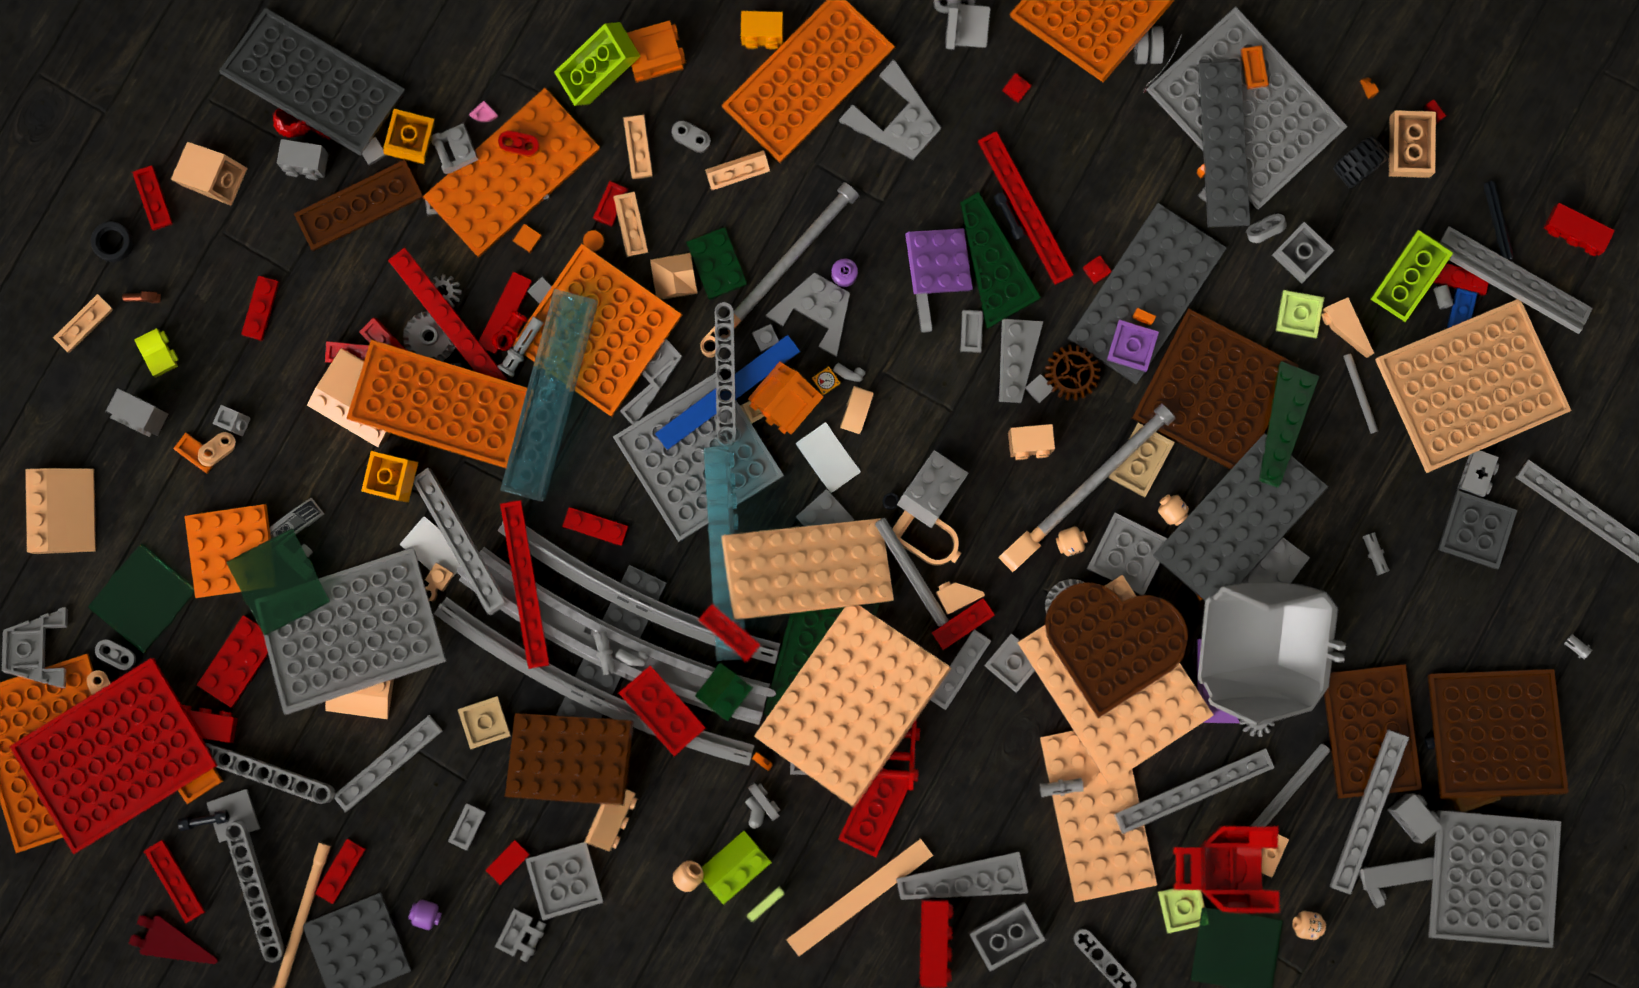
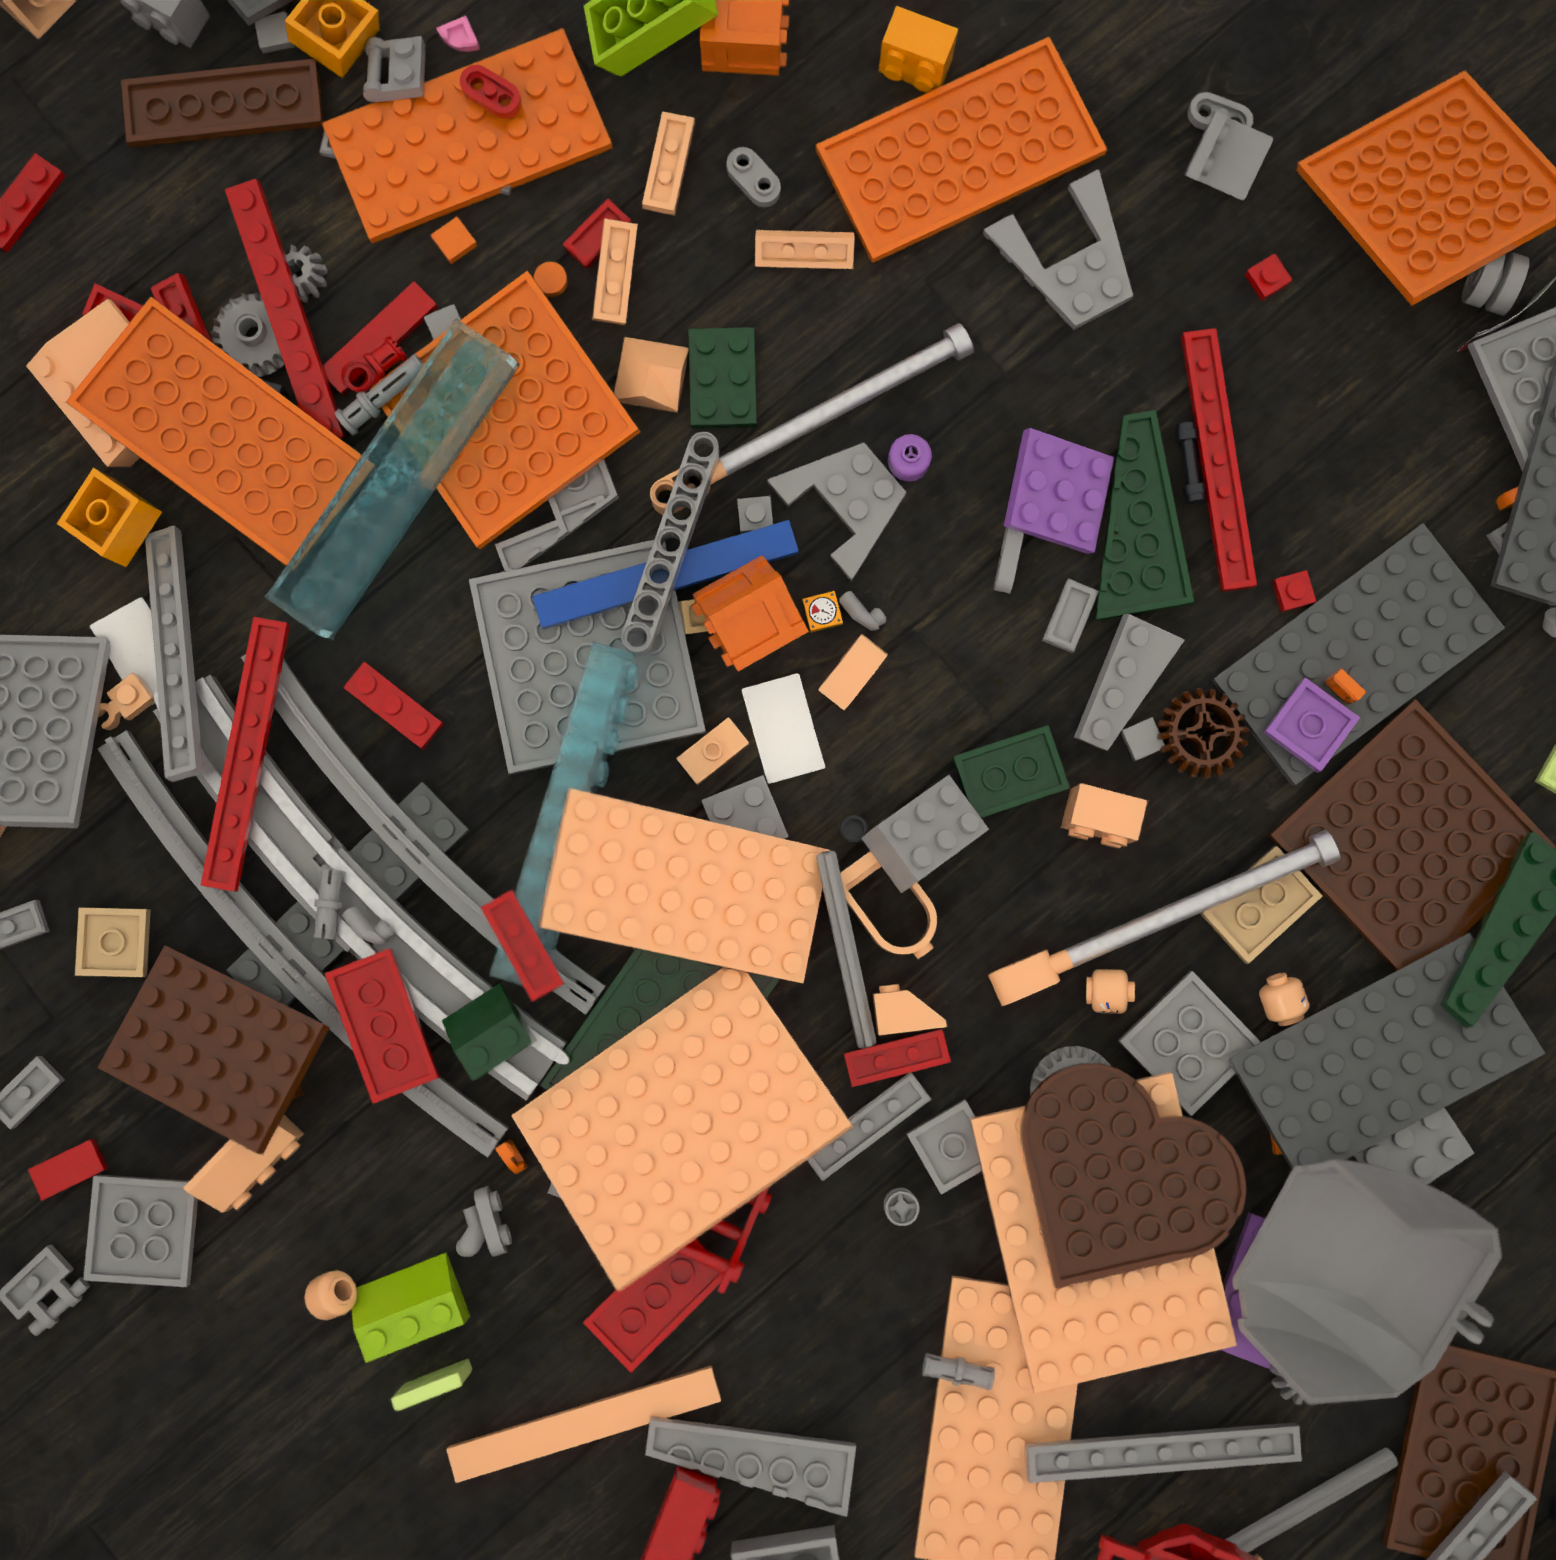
camera: 20 degrees right, 0 degrees up
(792, 485) = (713, 751): none -> light nougat plate
(970, 435) = (1011, 772): none -> dark green plate
(996, 704) = (900, 1211): none -> light grey wheel

